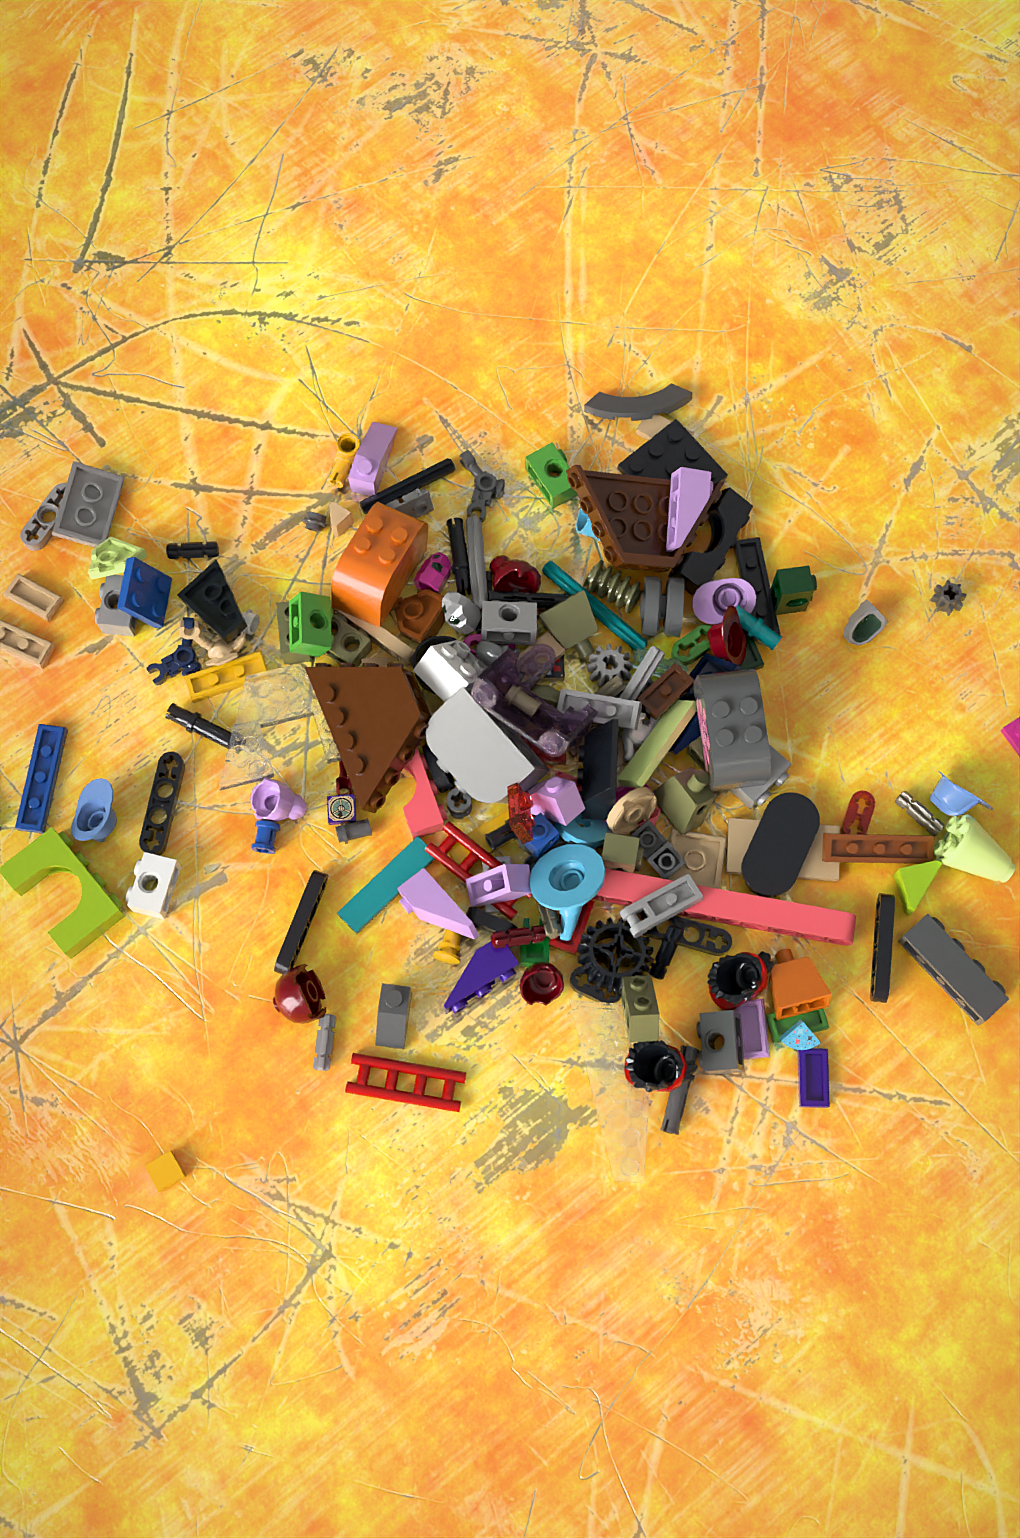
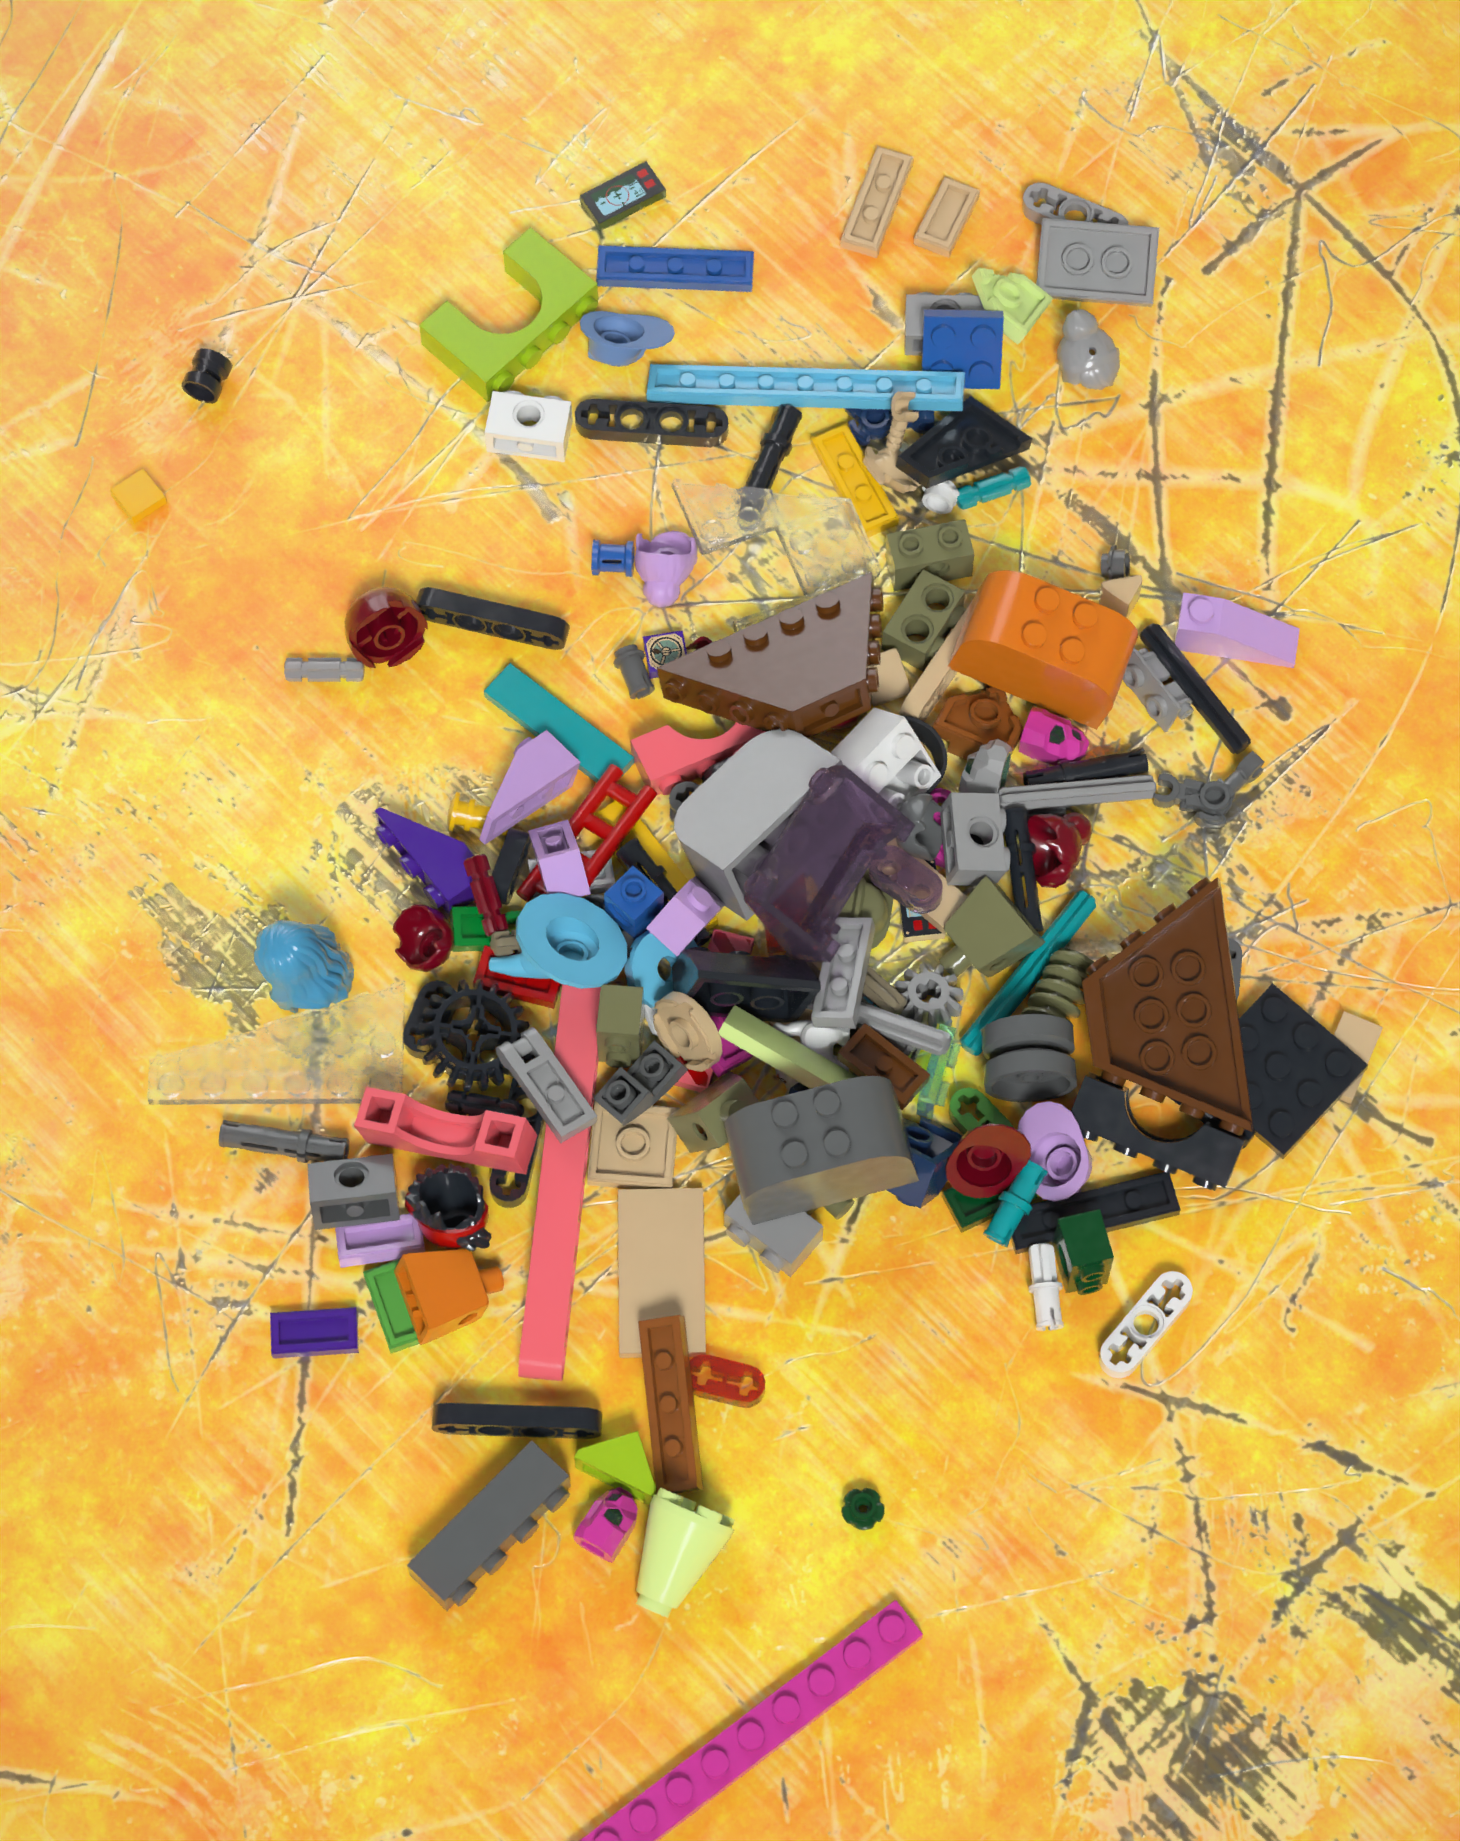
camera: 85 degrees right, 5 degrees down
(75, 1114) = (206, 376): none -> black wheel
(153, 700) = (803, 387): none -> medium azure tile
(157, 524) = (1073, 354): none -> light grey piece
(192, 550) = (1047, 409): black axle -> none
(246, 588) = (993, 487): none -> teal axle
(303, 637) = (905, 553): bright green brick -> none
(343, 459) = (1239, 583): yellow pin -> none
(390, 1093) = (289, 800): red bar -> none
(393, 1016) = (367, 751): dark grey slope -> none
(520, 814) = (654, 858): clear red plate -> none
(522, 700) = (839, 858): dark tan pin -> none
(540, 465) = (1257, 873): bright green brick -> none
(560, 1063) = (303, 965): none -> dark azure hair
(638, 408) = (1381, 1013): dark grey tile -> none
(640, 1008) = (386, 1058): olive brick -> none
(657, 1067) = (305, 1093): black hair -> none
(687, 974) = (482, 1140): none -> coral arch
(688, 496) = (1213, 1074): lavender slope -> none
(780, 844) = (664, 1260): black tile -> none
(799, 1037) = (369, 1303): medium azure tile -> none
(806, 619) = (1045, 1287): none -> white axle
(830, 555) = (1173, 1308): none -> white beam
(864, 624) = (1048, 1376): rock -> none
(919, 813) = (739, 1474): dark tan axle -> none
(940, 747) = (858, 1519): none -> dark green plate
(948, 597) = (1118, 1498): dark grey gear -> none
(951, 896) = (608, 1524): none -> dark pink rock
(954, 799) = (769, 1521): medium blue piece -> none

